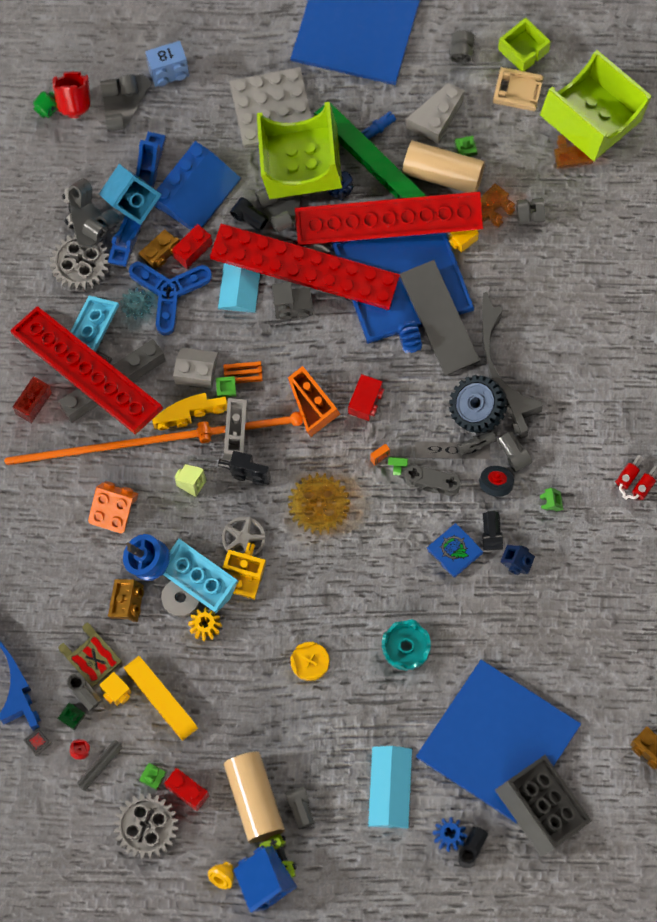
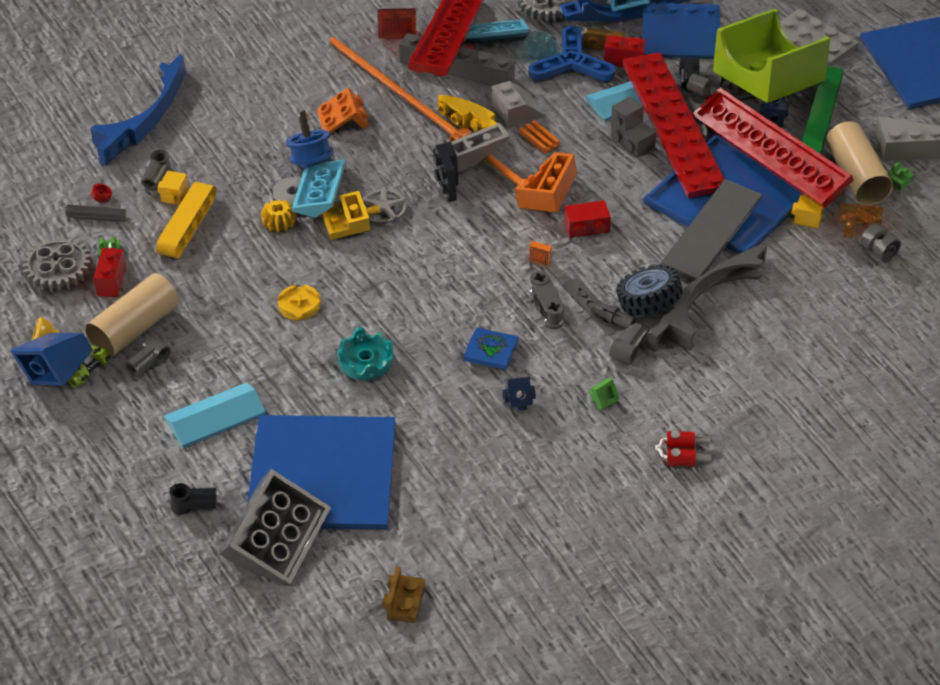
camera: 55 degrees right, 25 degrees down
(37, 741) = (90, 167): tile -> none
(71, 716) = (129, 175): dark green tile -> none
(93, 658) = (196, 164): flag -> none
(126, 599) = (263, 160): pearl gold bracket -> none
(190, 479) = (407, 146): yellowish green slope -> none
(226, 387) = (515, 128): bright green tile -> none
(319, 520) = (456, 235): clear yellow gear -> none
(379, 125) = (856, 113): blue pin -> none
(398, 463) = (541, 265): bright green tile -> none
(409, 336) = (672, 216): blue gear -> none
(442, 830) = (195, 473): blue gear -> none
(492, 536) = (532, 364): black piece -> none
(496, 481) = (586, 343): black wheel -> none

